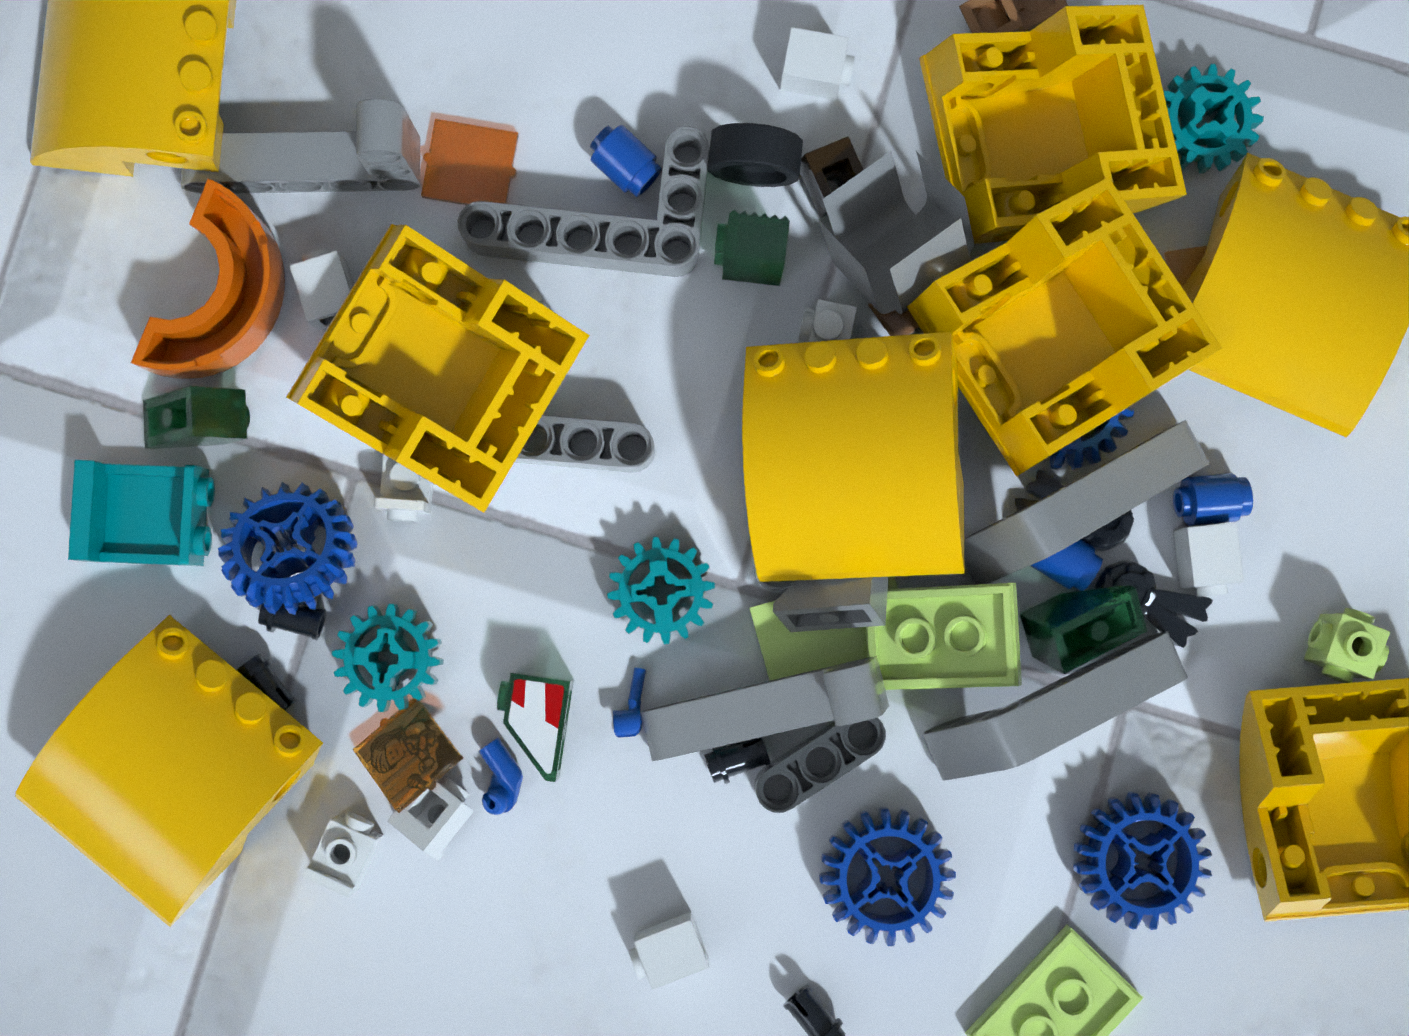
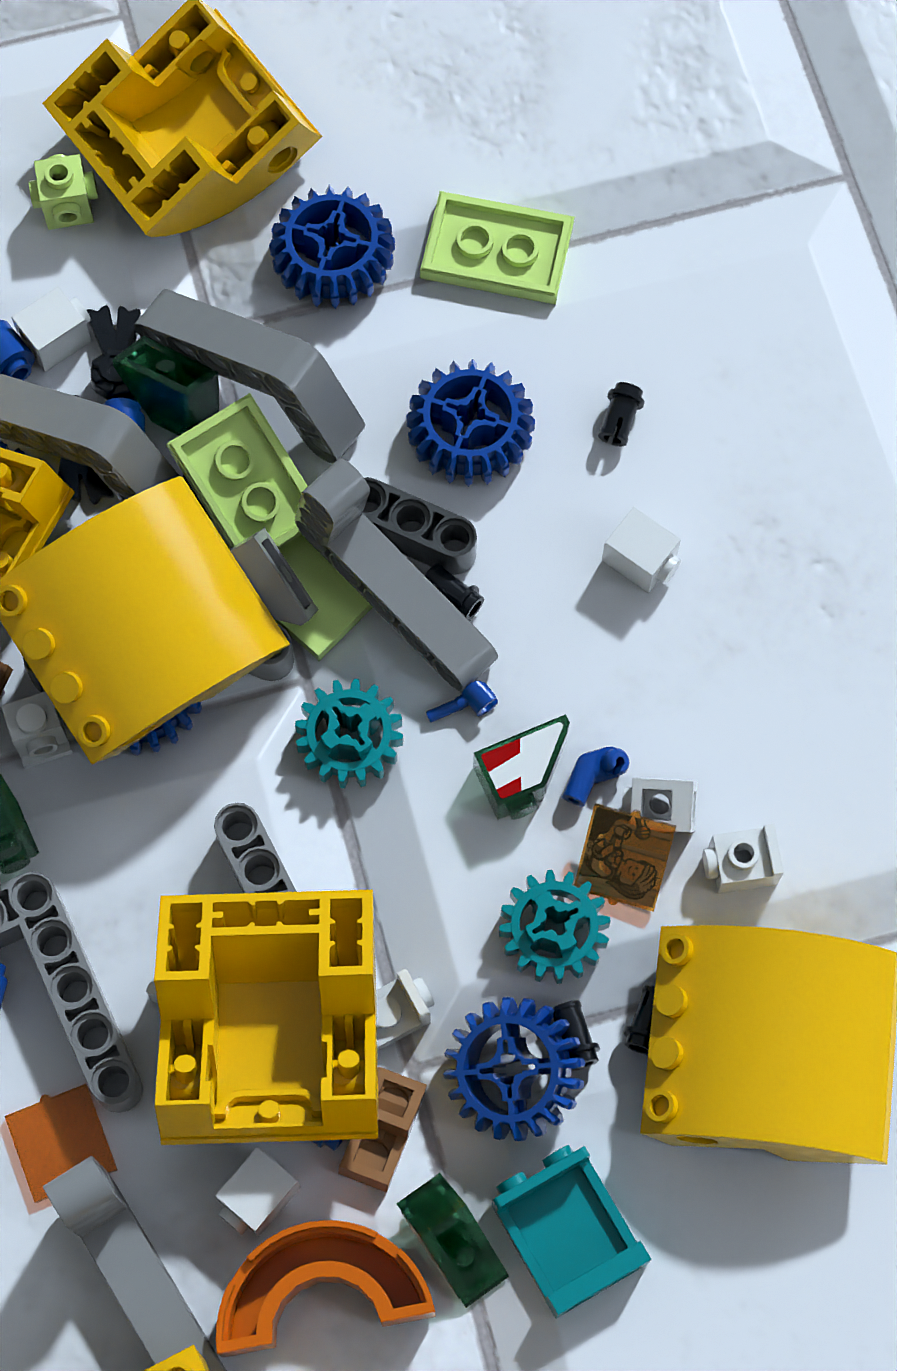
camera: 120 degrees left, 15 degrees down
(324, 441) = (376, 1160): none -> medium nougat slope

